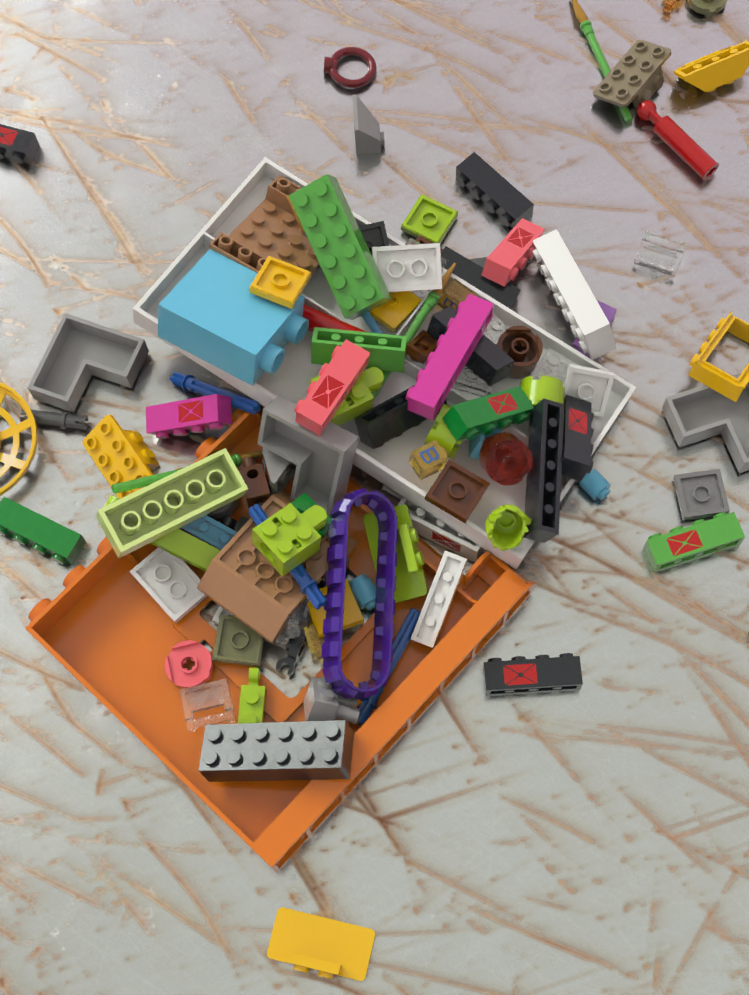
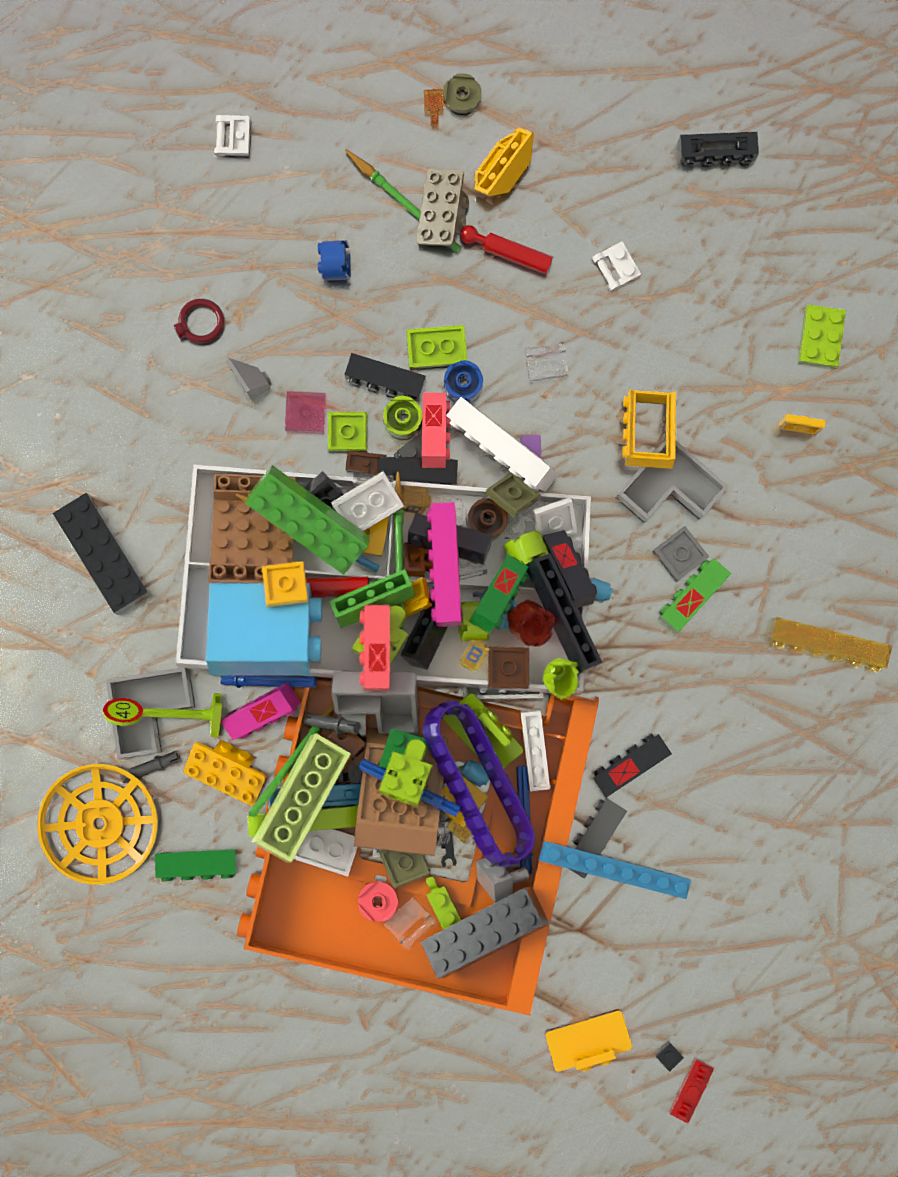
camera: 35 degrees left, 15 degrees up
(66, 348) = (128, 712): none -> lime piece
(135, 211) = (102, 553): none -> black brick
(254, 459) = (338, 724): none -> dark grey pin
(400, 185) = (305, 411): none -> clear pink plate
(402, 381) = (421, 600): none -> yellow plate
(451, 728) = (599, 829): none -> dark grey brick
(454, 769) = (614, 870): none -> dark azure plate
(488, 229) = (392, 414): none -> lime brick
(505, 70) = (335, 260): none -> blue brick
(557, 340) = (513, 494): none -> olive plate
(559, 189) = (436, 346): none -> lime plate
(571, 223) = (461, 371): none -> blue brick

